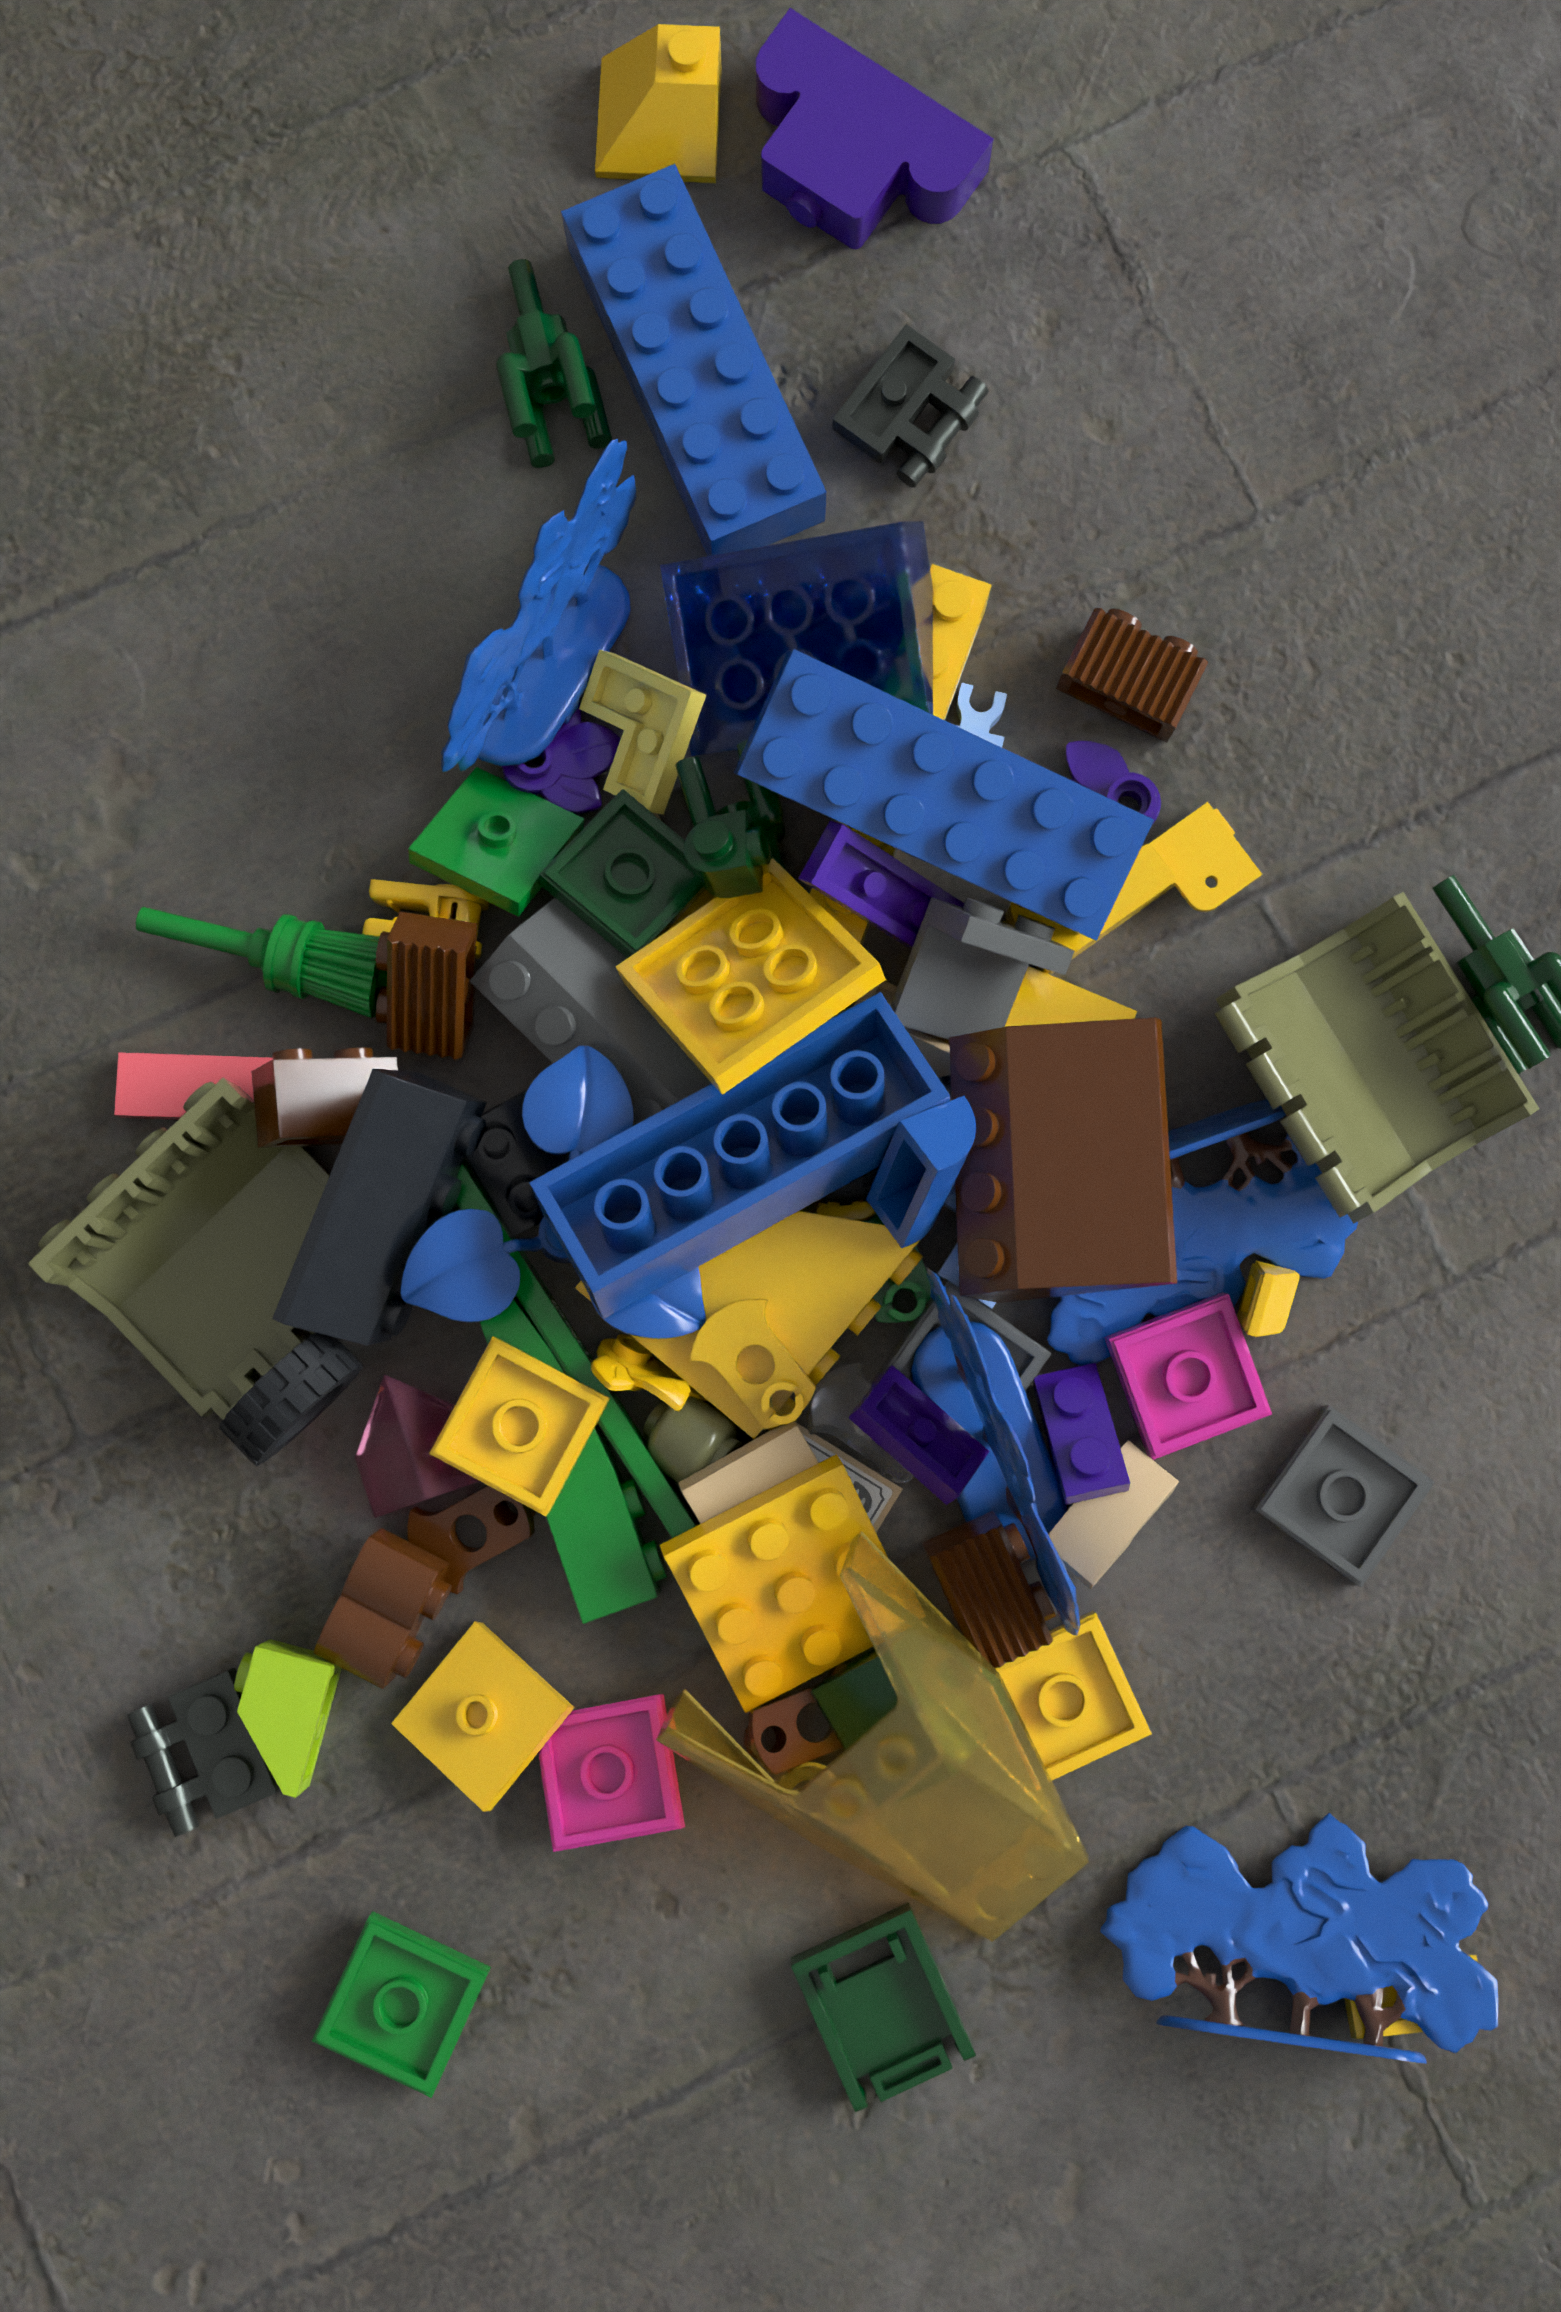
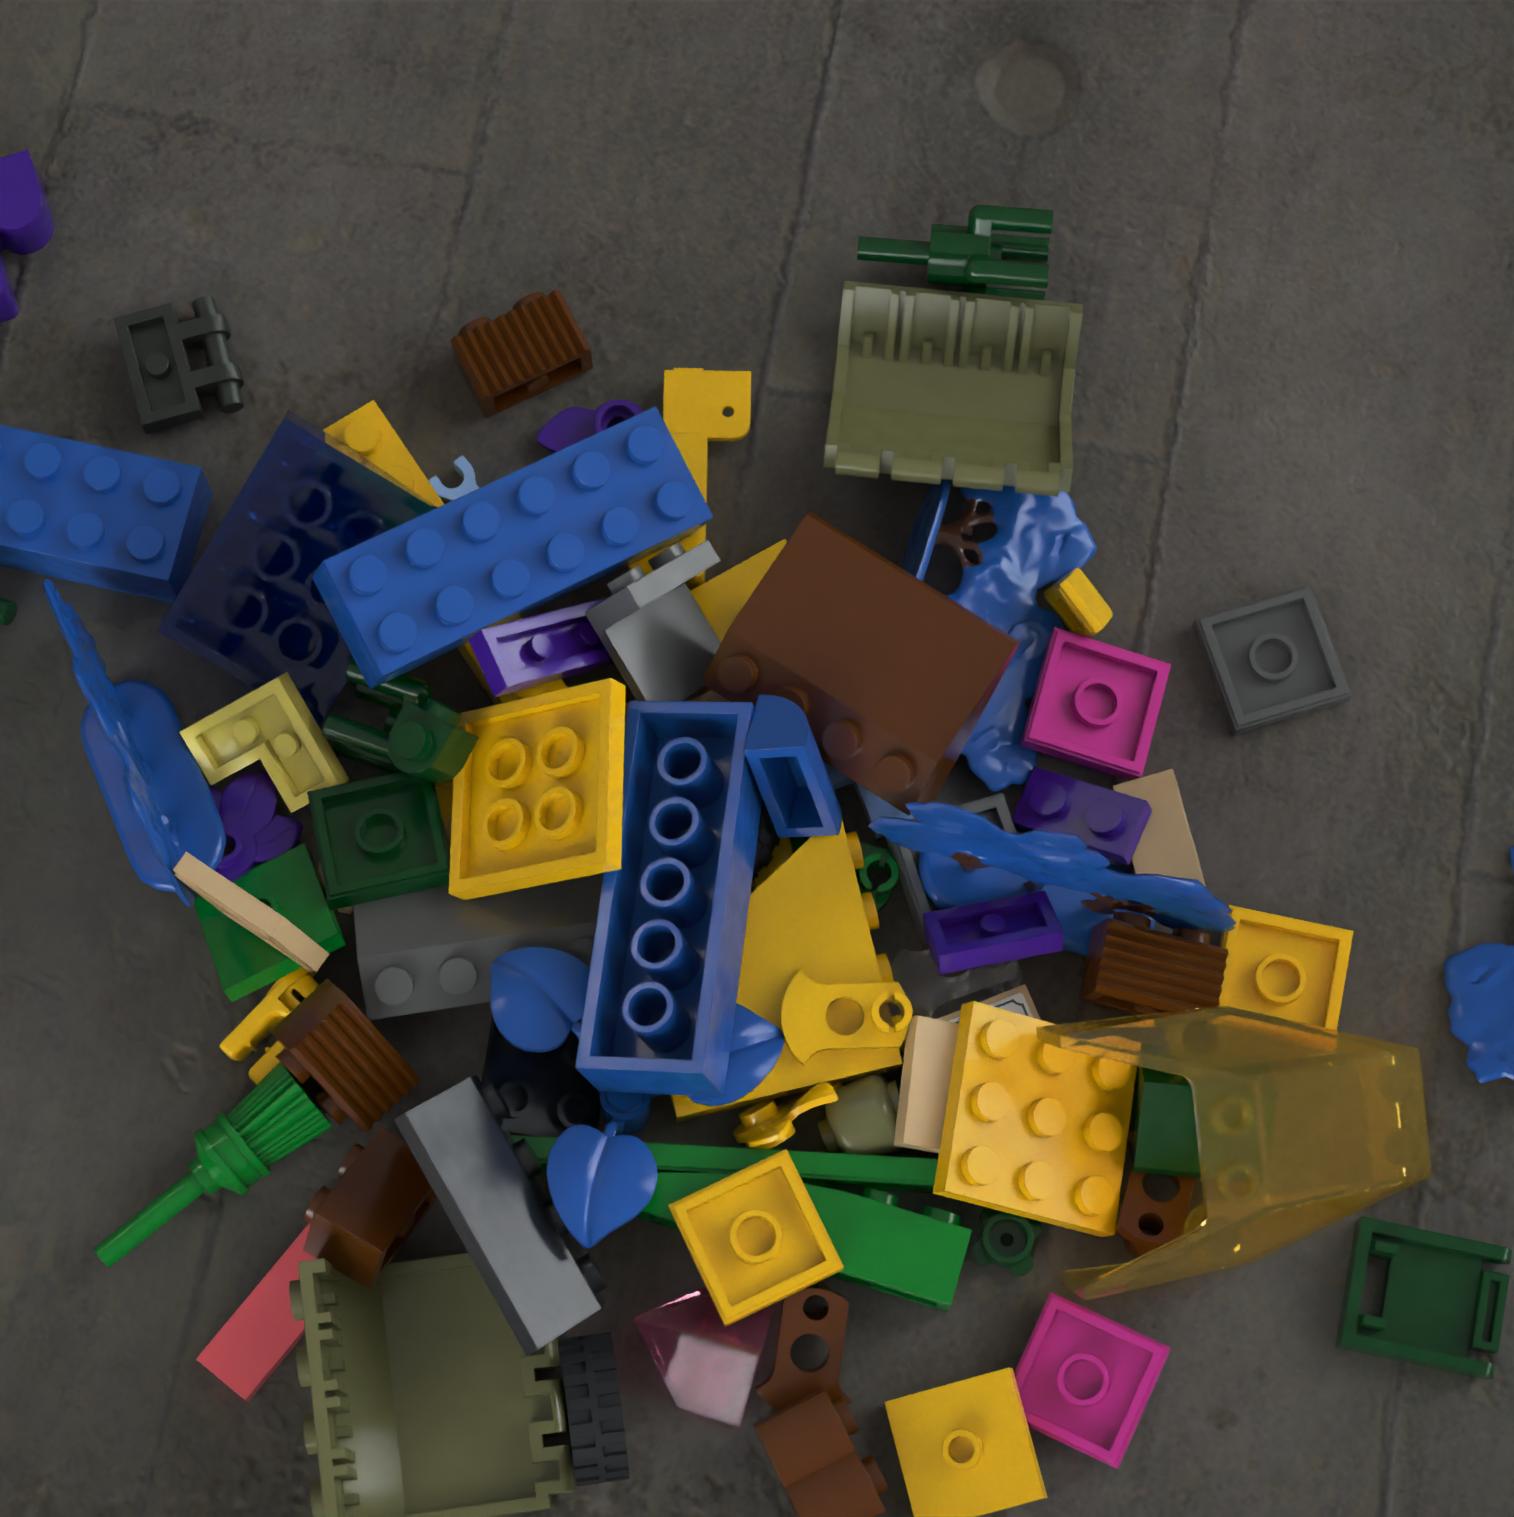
camera: 55 degrees left, 10 degrees down
(470, 820) = (250, 912): none -> tan tile
(669, 1641) = (991, 1250): none -> dark green plate

